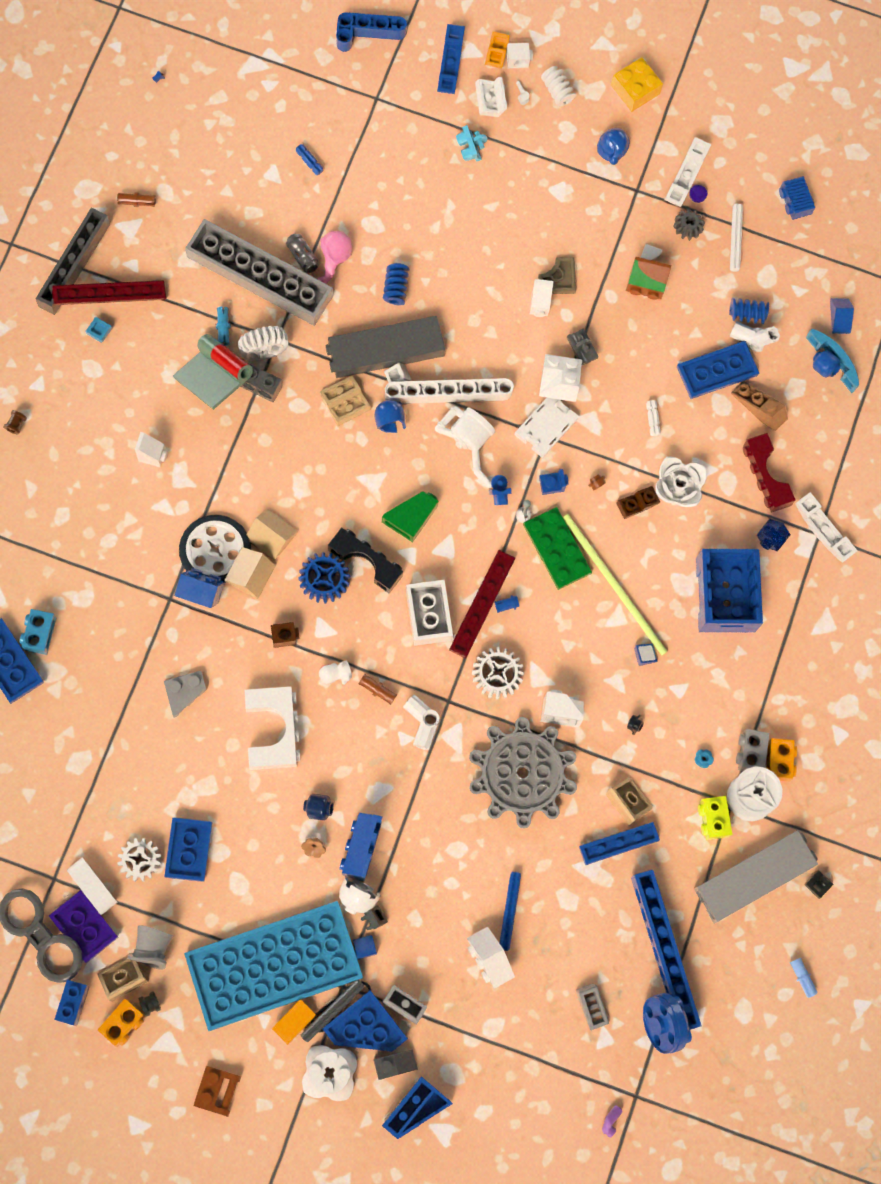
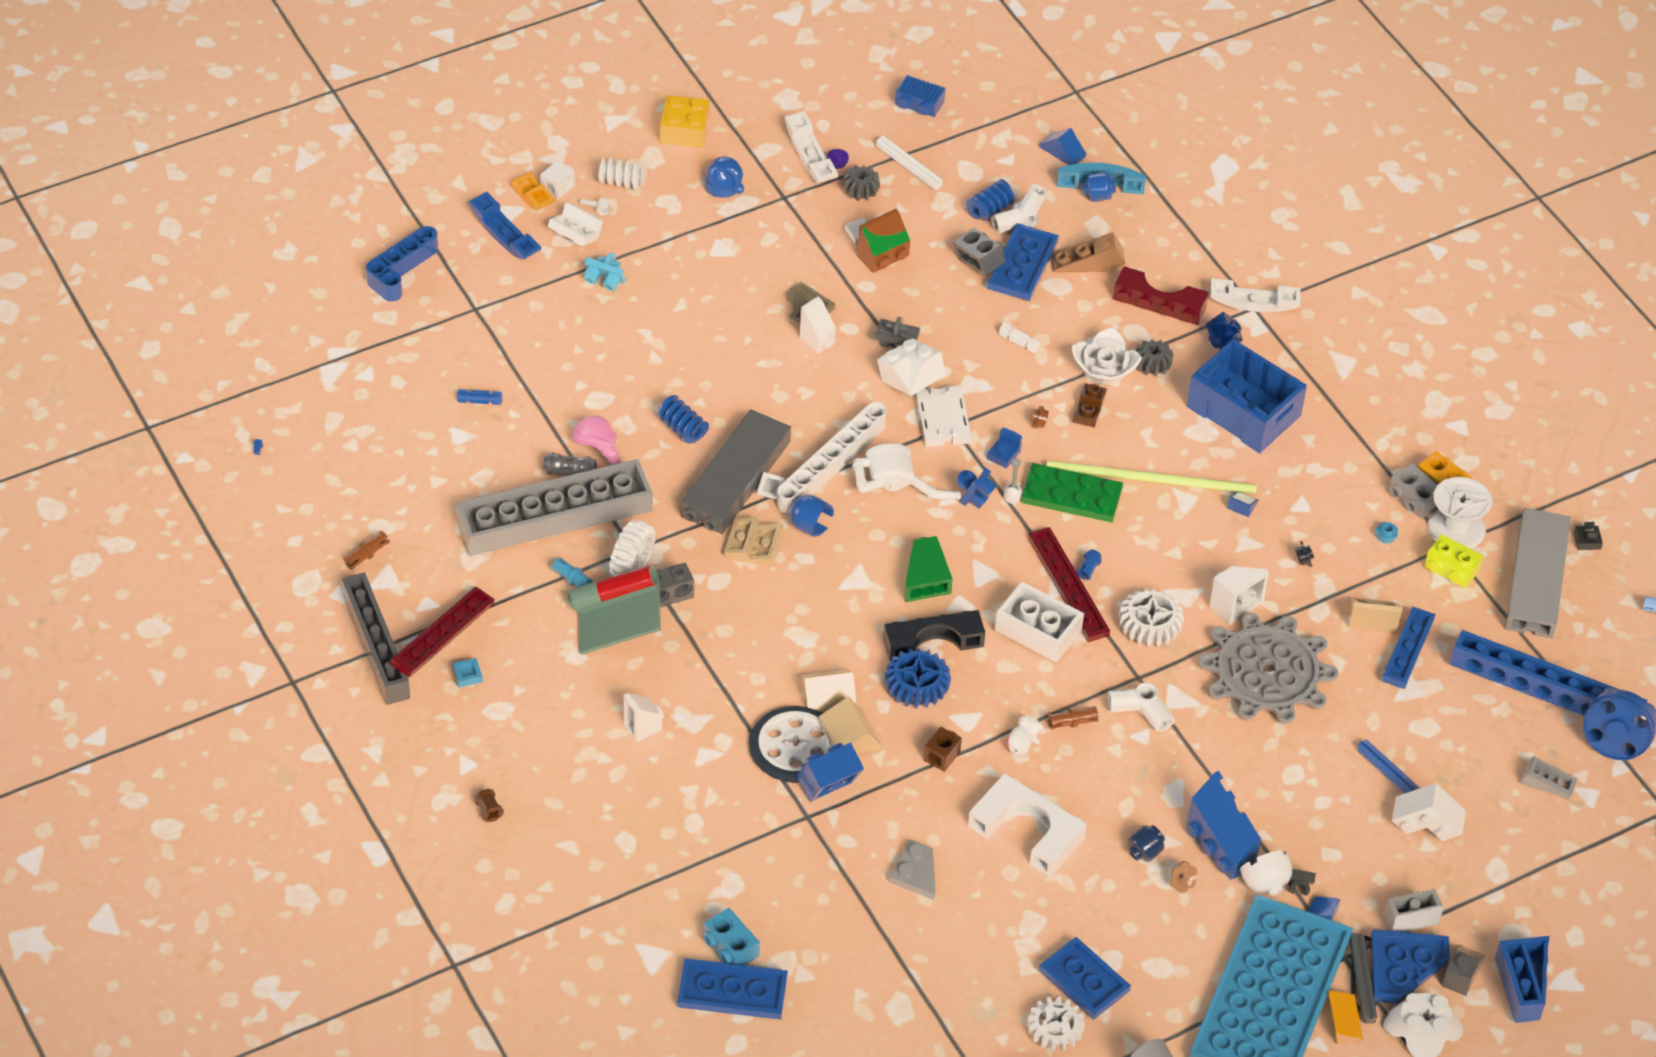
camera: 40 degrees left, 25 degrees down
(696, 338) = (979, 251): none -> dark grey brick
(714, 502) = (1155, 357): none -> dark grey gear

